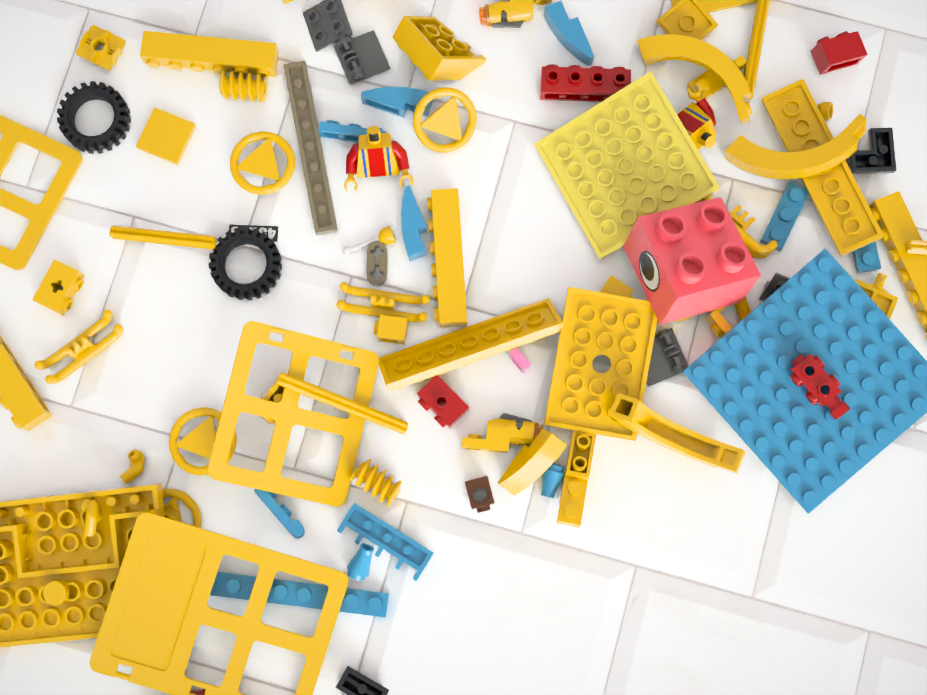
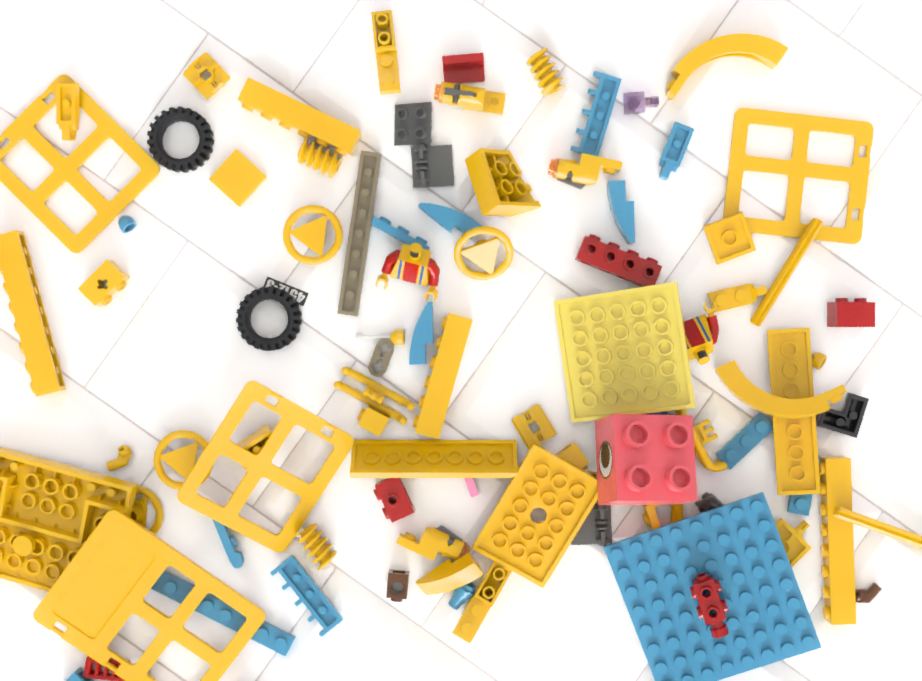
camera: 20 degrees right, 10 degrees up
(64, 220) = (126, 223): none -> dark azure hinge
(81, 349) = (106, 342): yellow piece -> none
(91, 518) = (73, 488): yellow arm -> none
(163, 237) = (206, 271): yellow axle -> none
(342, 403) = (308, 471): yellow axle -> none
(360, 564) = (278, 608): dark azure cone -> none
(557, 265) = (538, 415): none -> yellow piece
(654, 427) = (577, 597): yellow arch -> none
(696, 51) = (732, 278): yellow arch -> none

